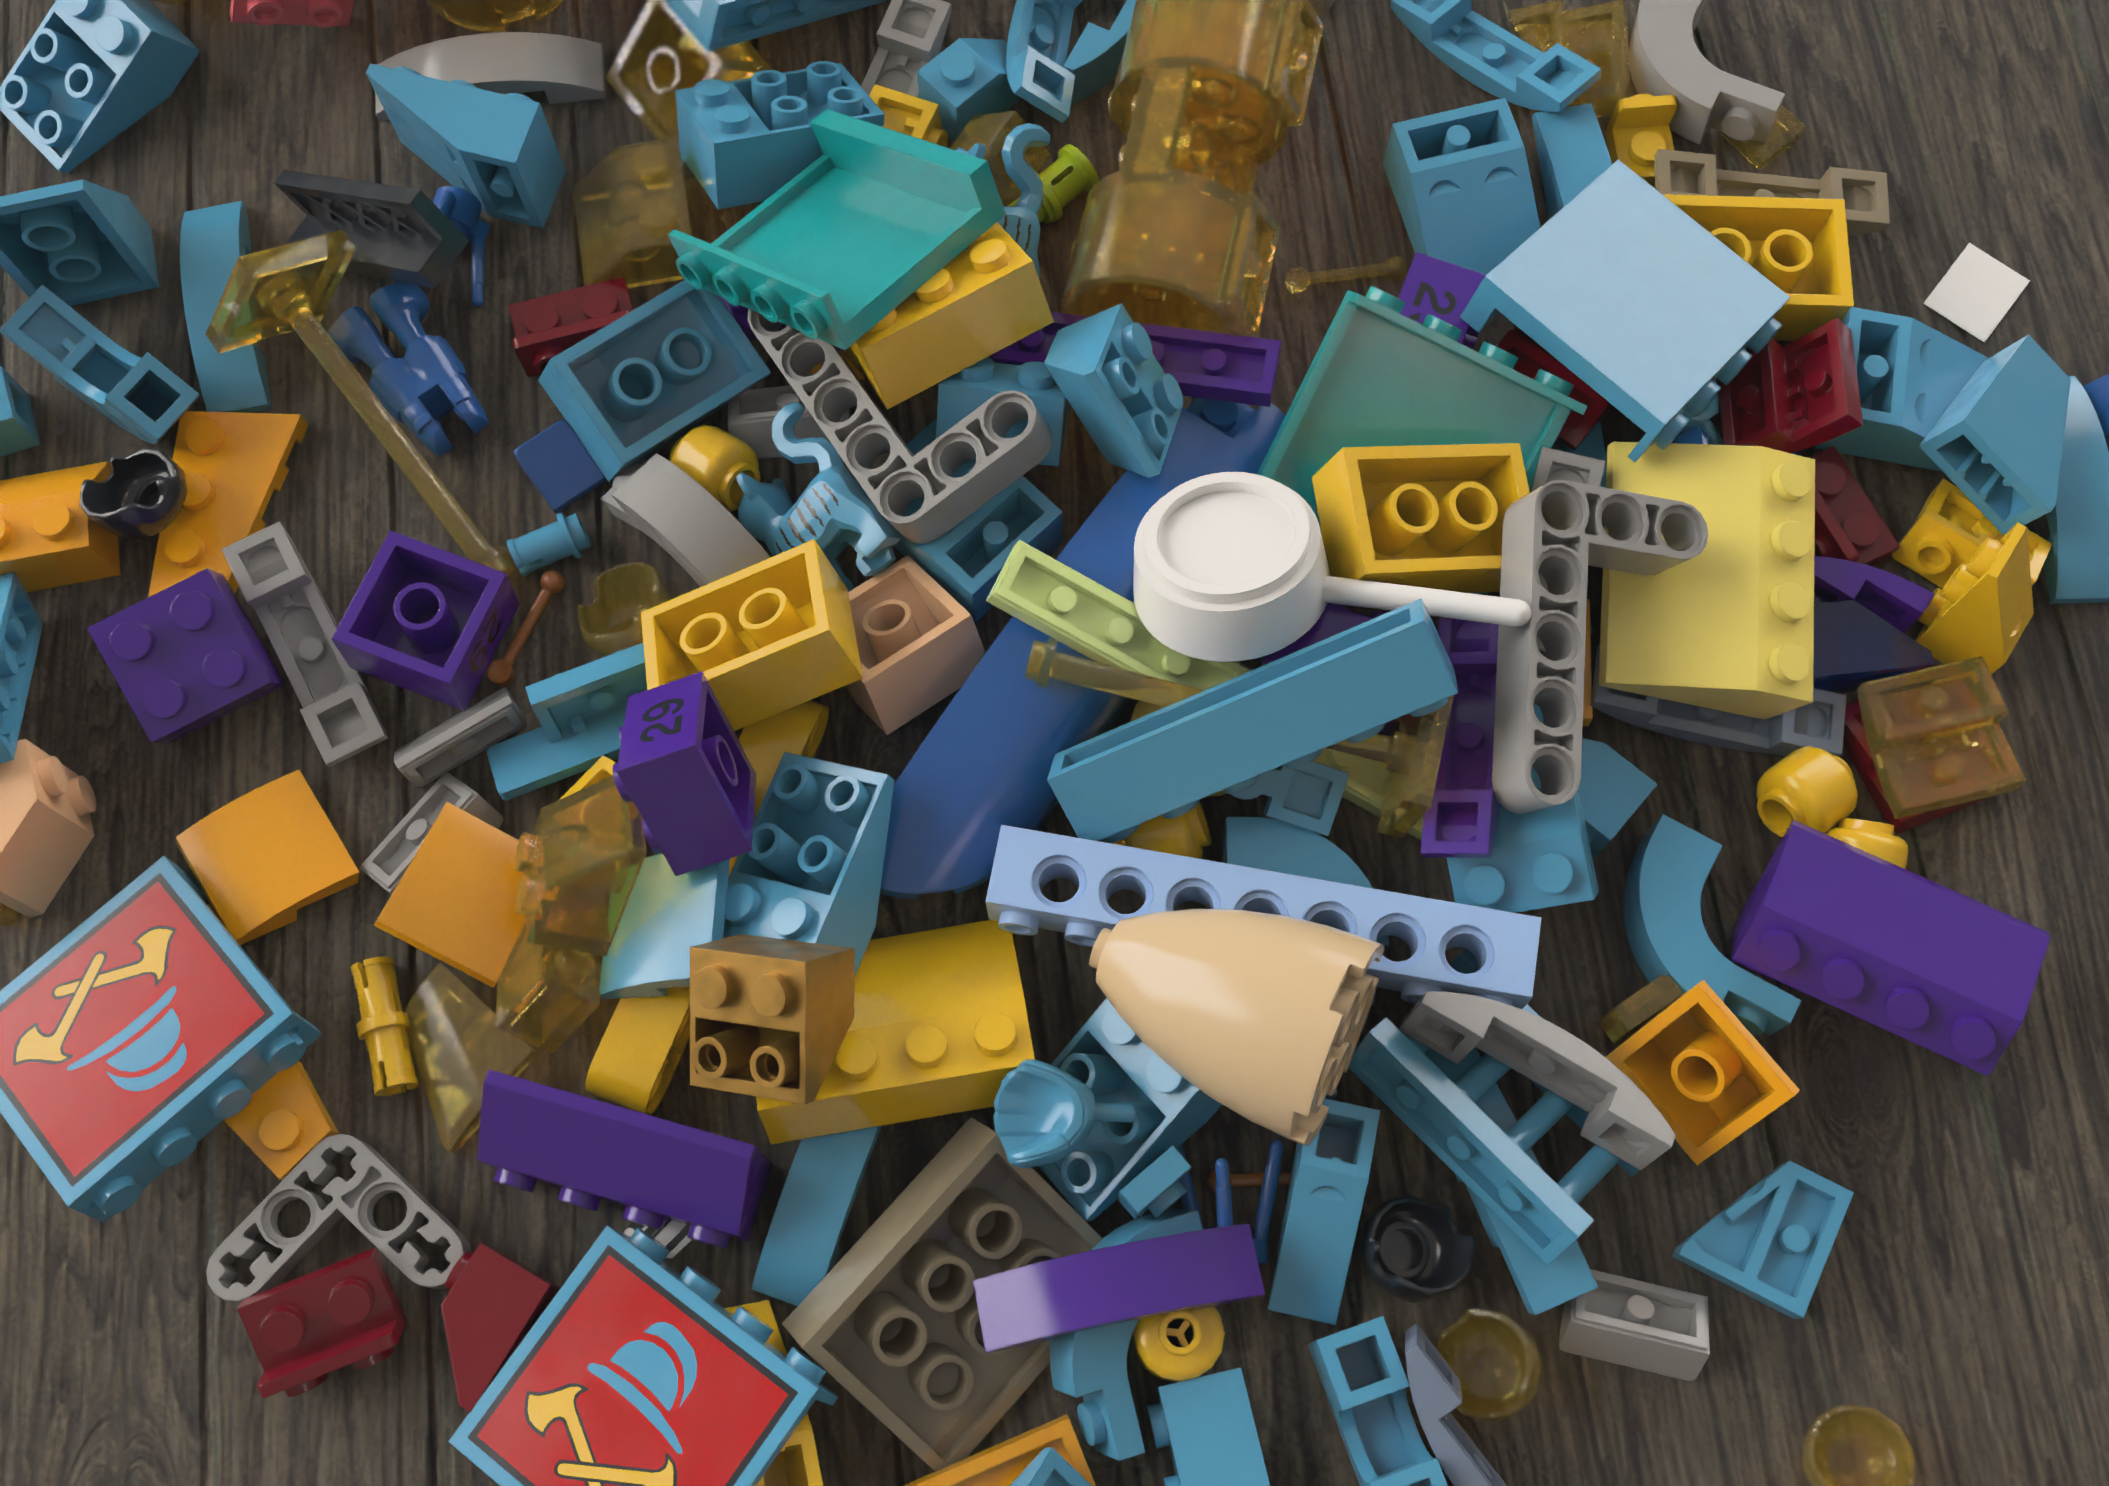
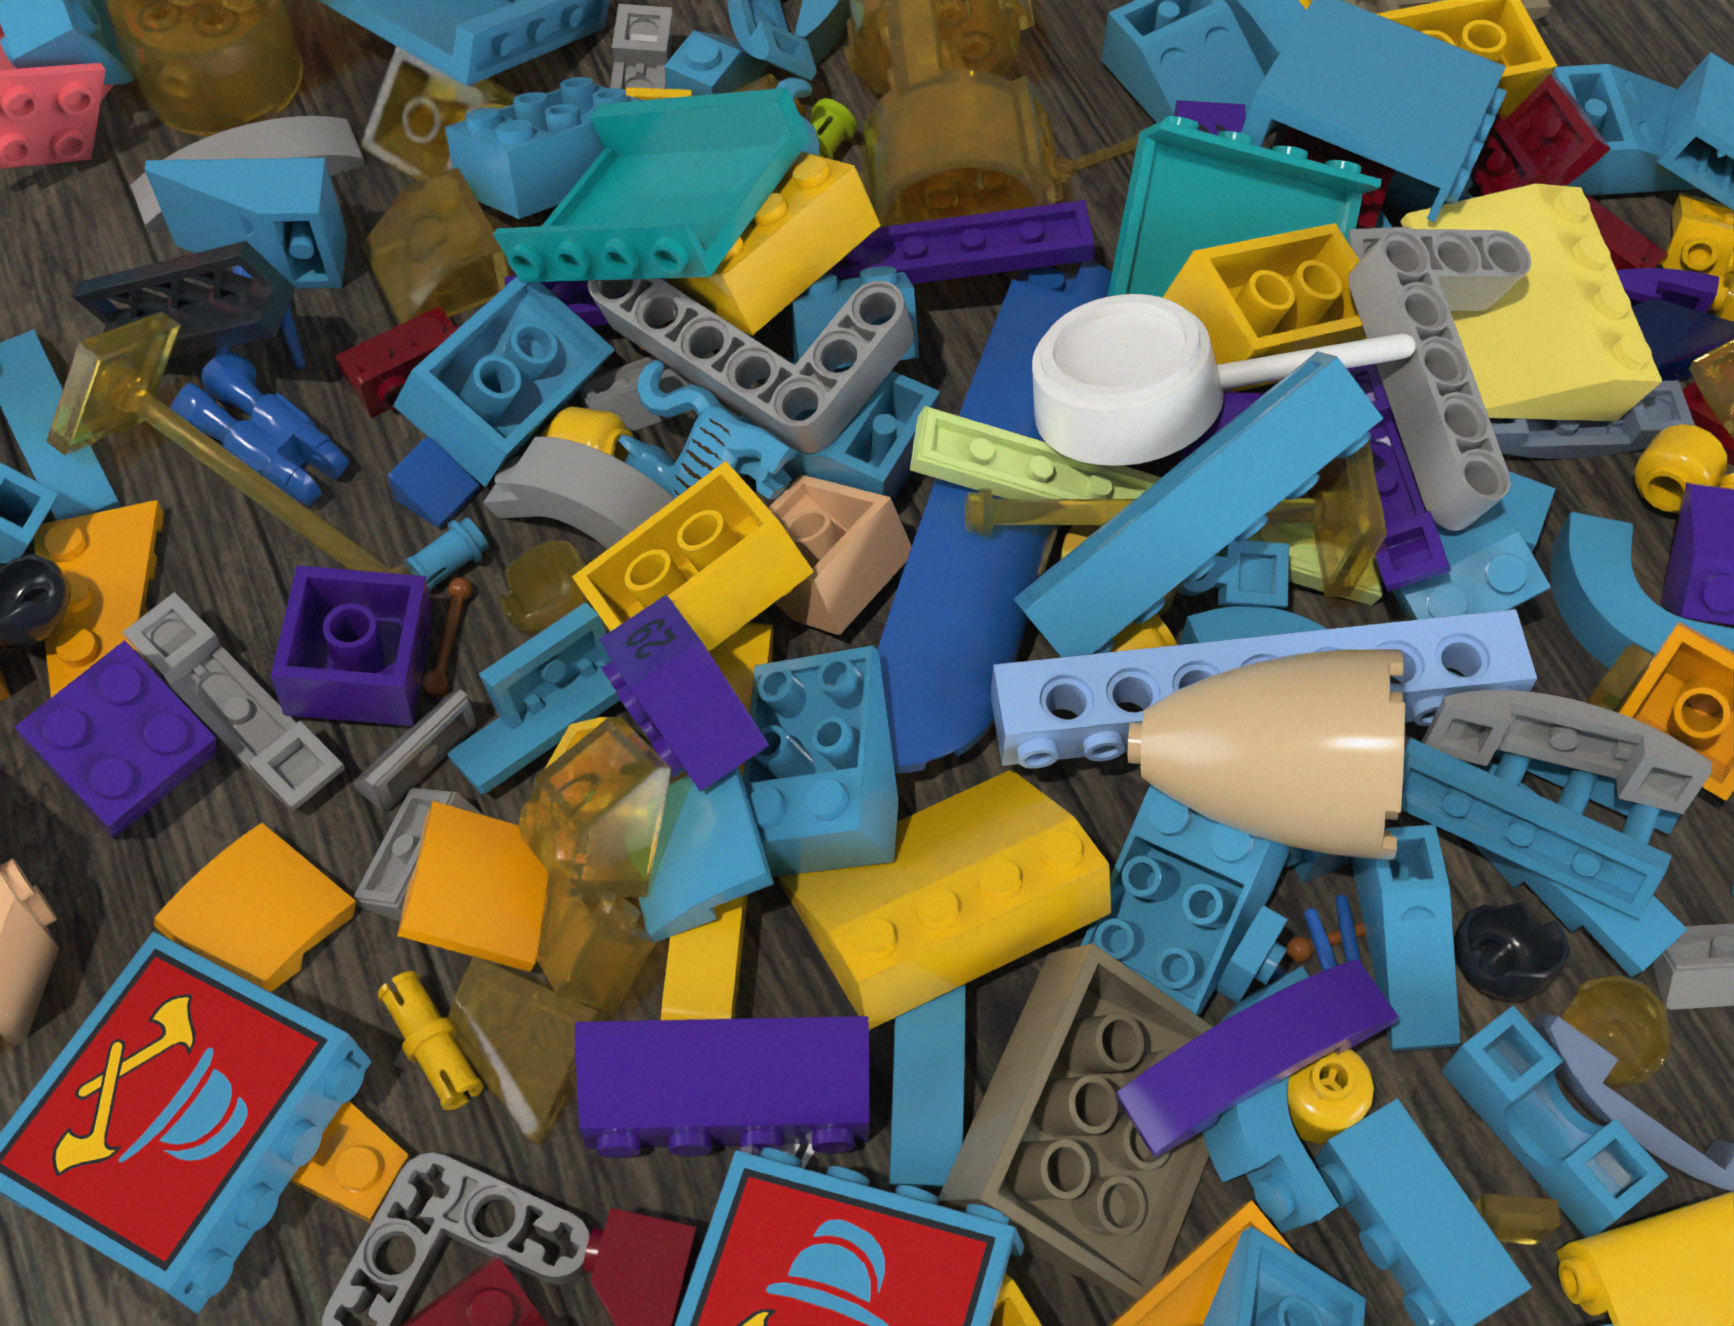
camera: 20 degrees left, 10 degrees down
(768, 1015) = (841, 889): pearl gold slope -> none
(1047, 1114) = (1135, 909): dark azure piece -> none
(1117, 389) = (957, 270): dark azure slope -> none
(1976, 292) = (1640, 47): white sticker -> none

